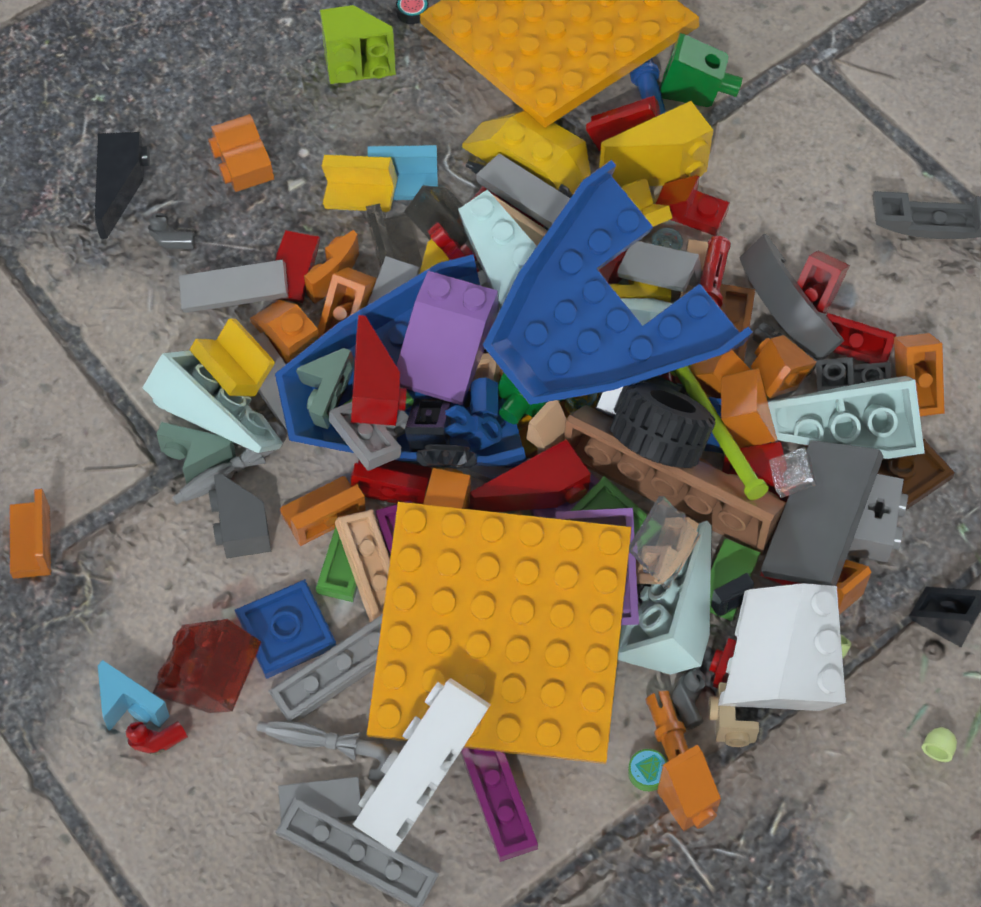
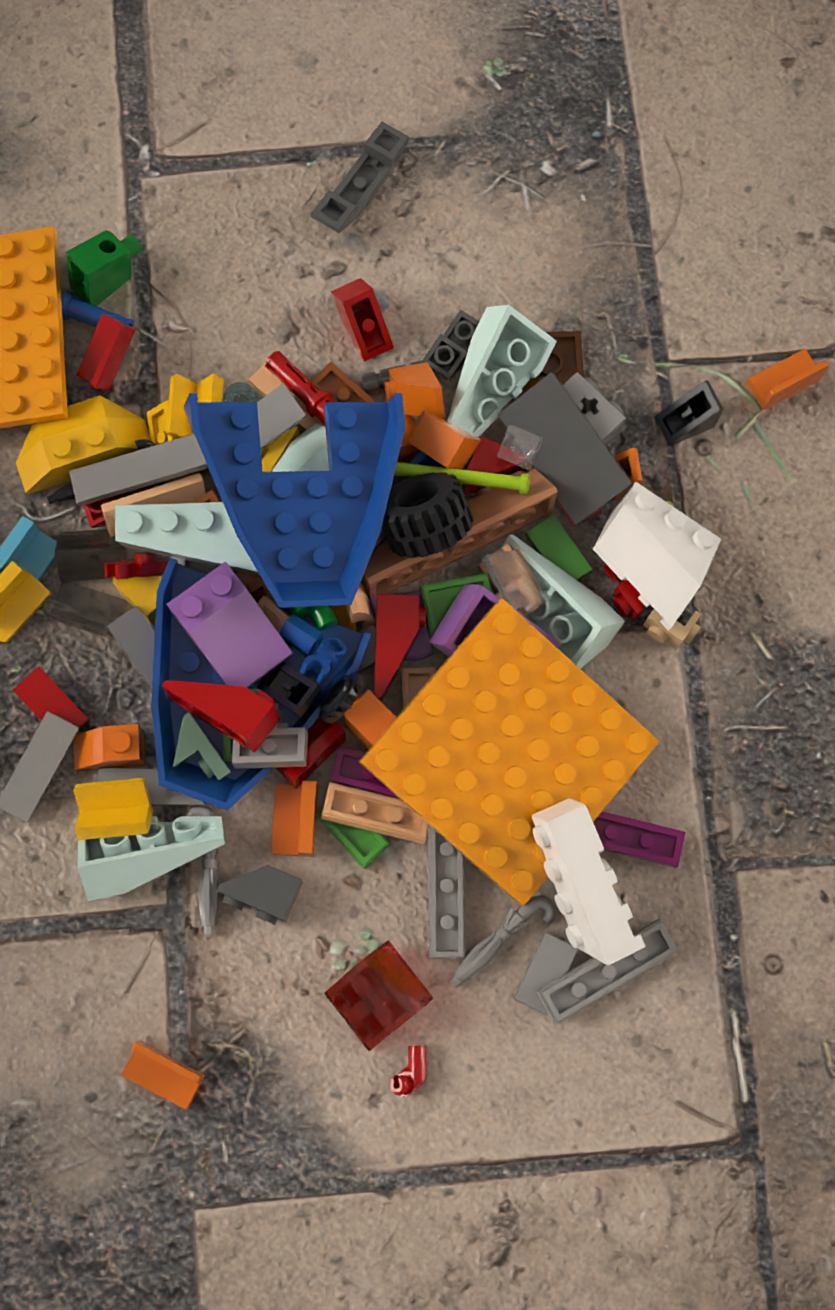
camera: 60 degrees left, 15 degrees up
(123, 694) = (355, 1079): medium azure slope -> none
(198, 447) = (182, 883): sand green slope -> none
(288, 628) = (381, 911): blue tile -> none
(340, 254) = (72, 665): orange slope -> none
(346, 295) = (123, 685): orange slope -> none
(646, 769) = (672, 713): tile -> none
(661, 148) = (159, 343): yellow slope -> none
(669, 729) = (653, 677): orange pin -> none
(686, 695) = (632, 648): dark grey arm -> none
(689, 789) = (714, 695): orange slope -> none
(693, 207) = (216, 355): red slope -> none
(731, 594) = (583, 558): black tile -> none
(787, 301) = (354, 345): dark grey slope -> none
(862, 341) = (421, 319): red slope -> none
(922, 359) = (478, 287): orange slope -> none
(940, 744) = (782, 494): yellowish green hinge -> none

